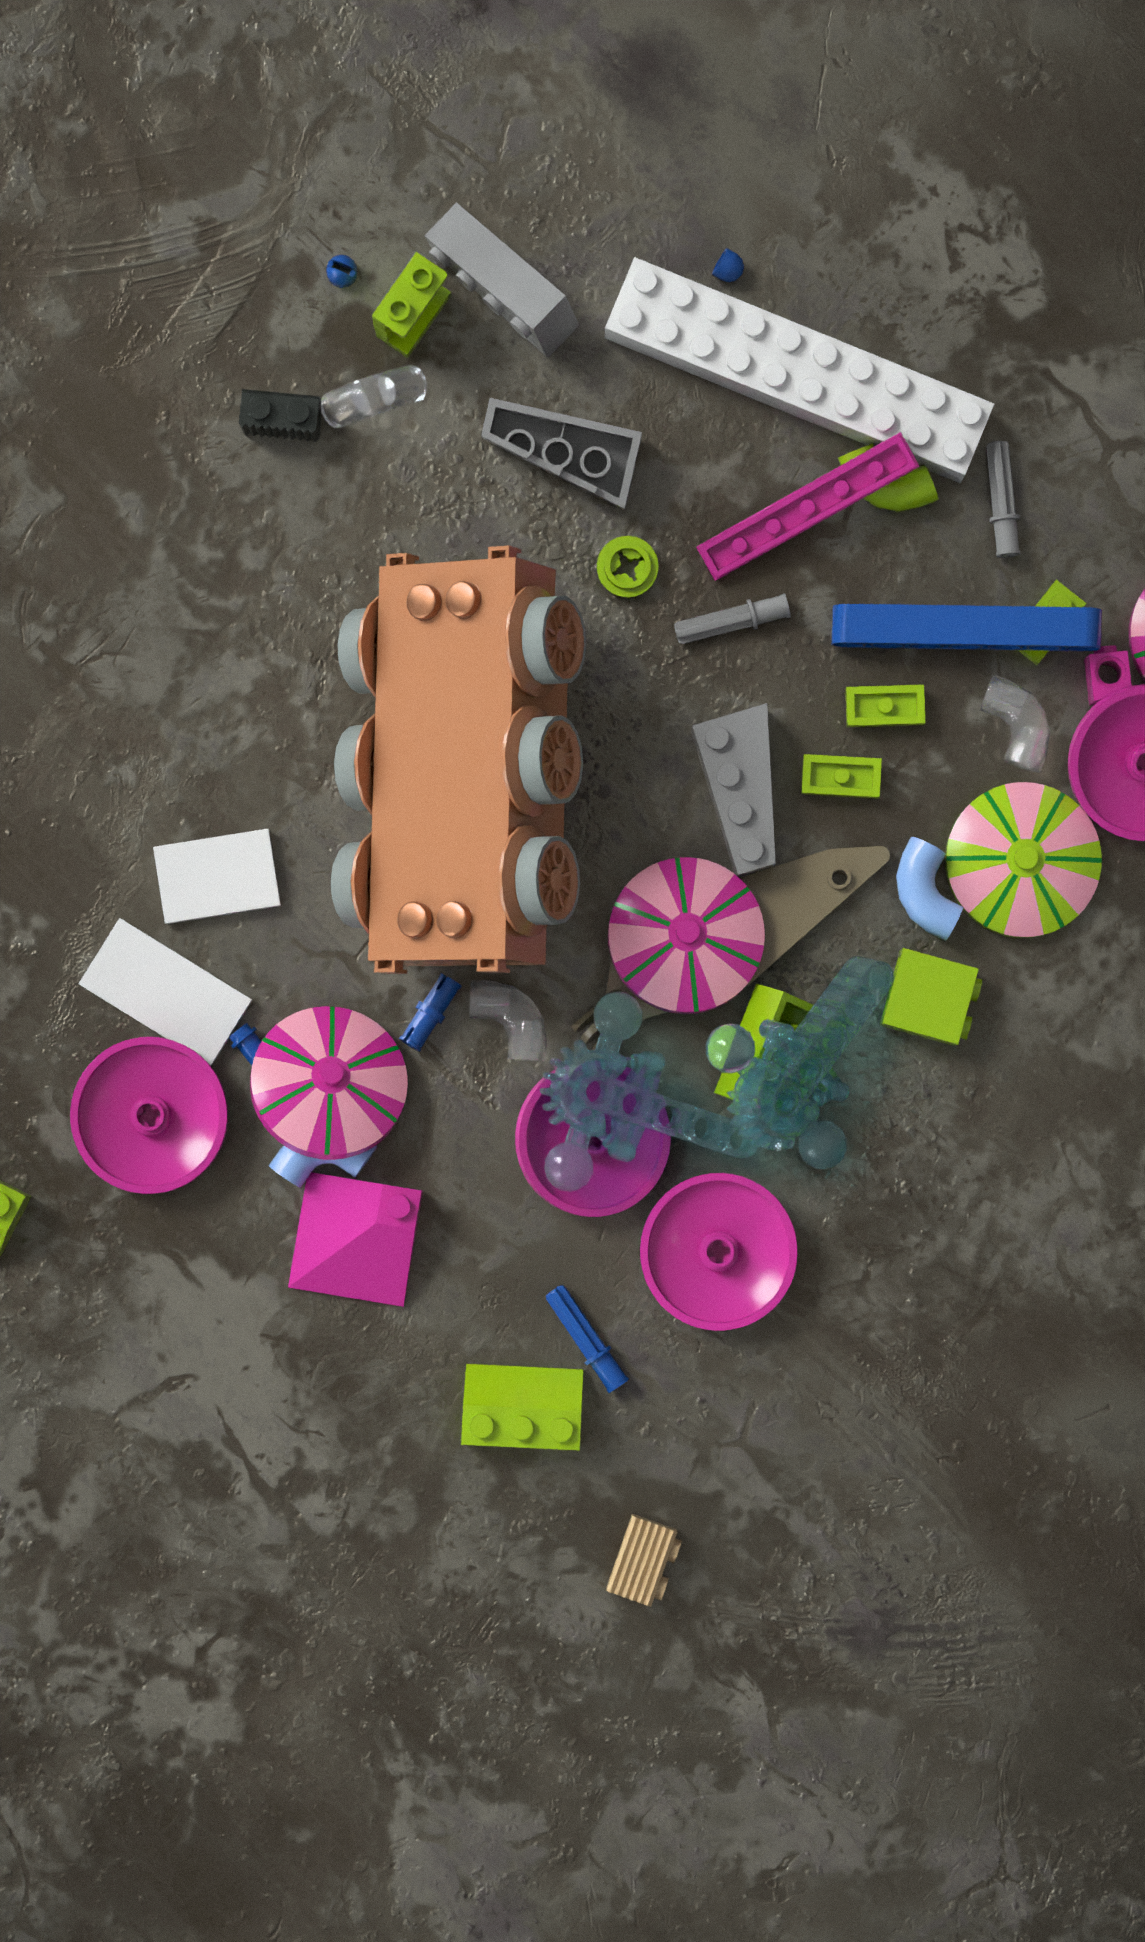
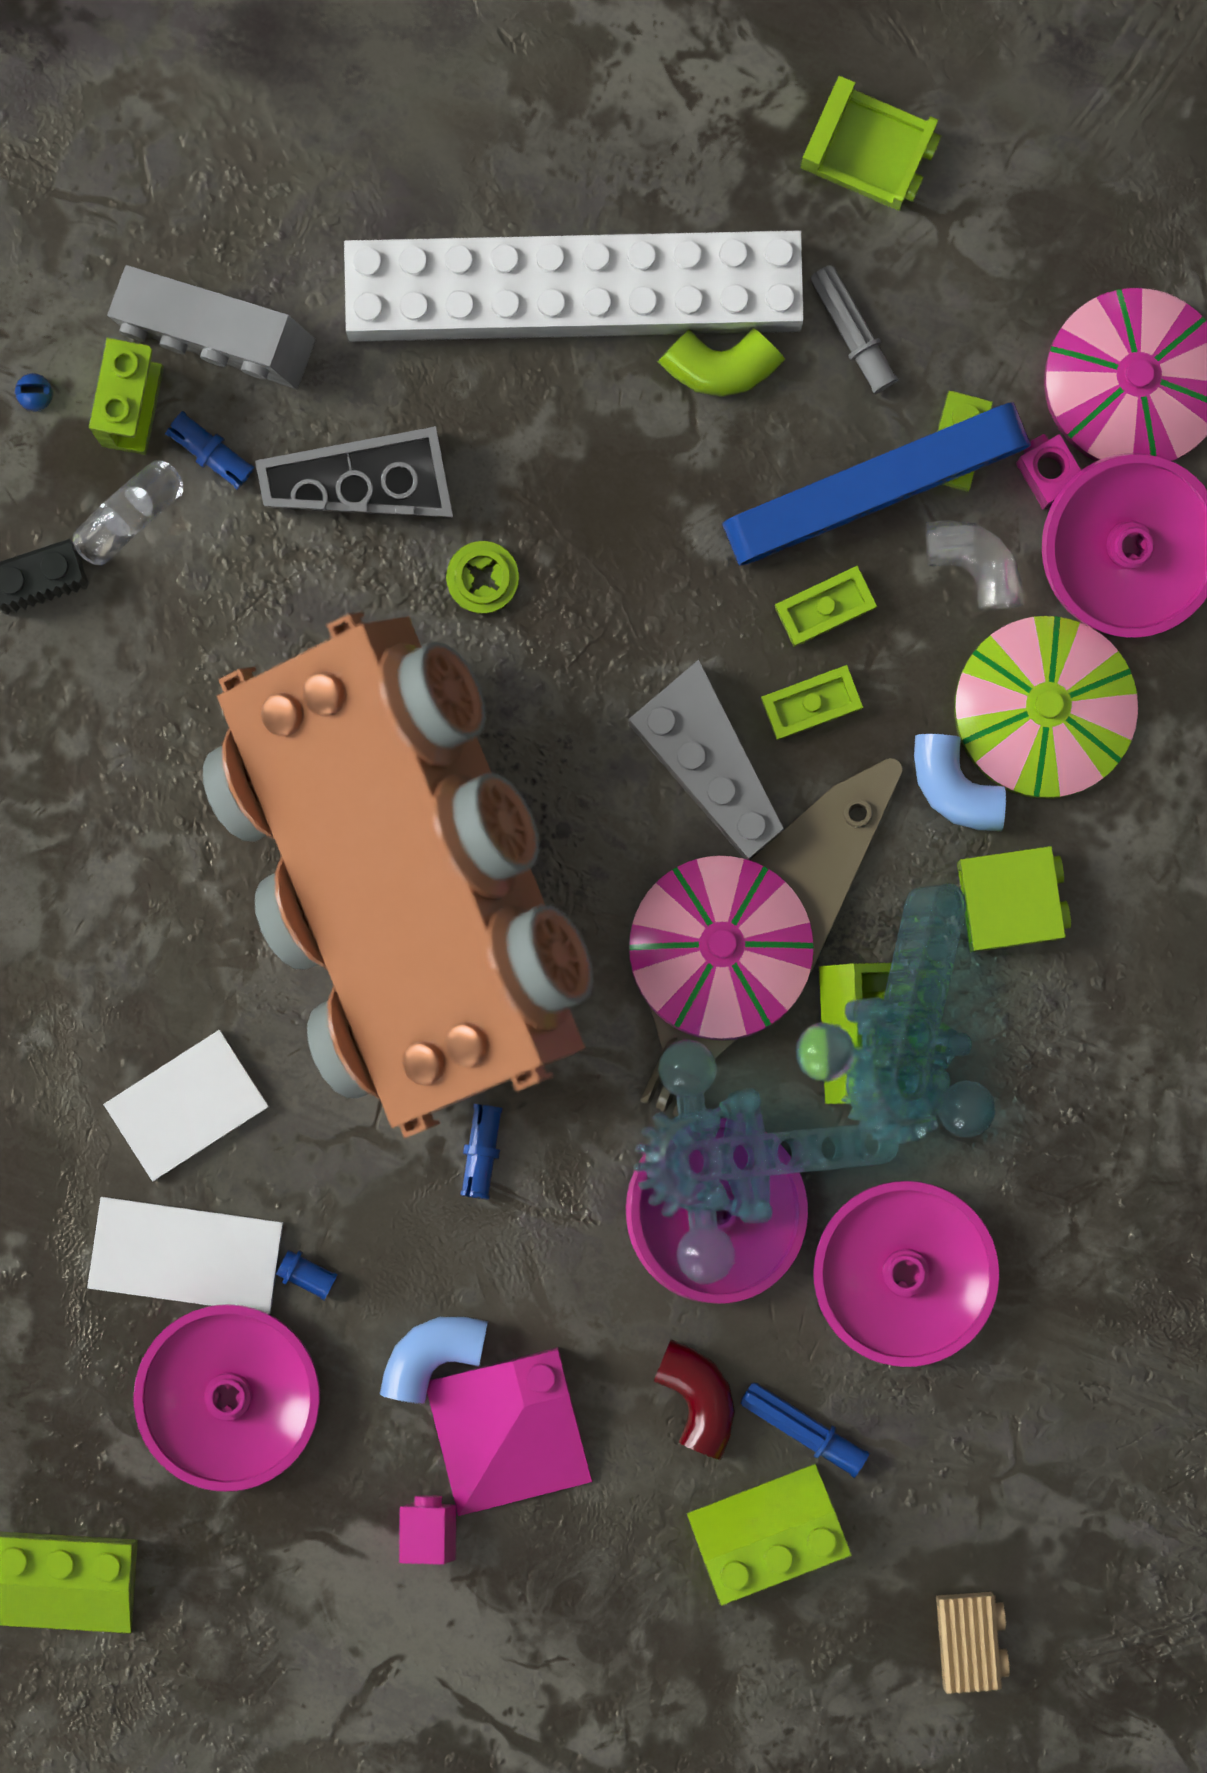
camera: 25 degrees left, 0 degrees up
(259, 1287) = (427, 1531): none -> dark pink brick
(328, 1083) = (405, 1276): dish -> none
(458, 375) = (209, 450): none -> blue pin
(516, 1013) = (574, 1112): clear cylinder -> none
(521, 1277) = (706, 1395): none -> dark red cylinder
(729, 266) = (449, 206): blue hinge -> none
(732, 619) = (620, 584): light grey axle -> none
(808, 506) = (648, 427): dark pink tile -> none
(1078, 362) = (870, 146): none -> lime panel

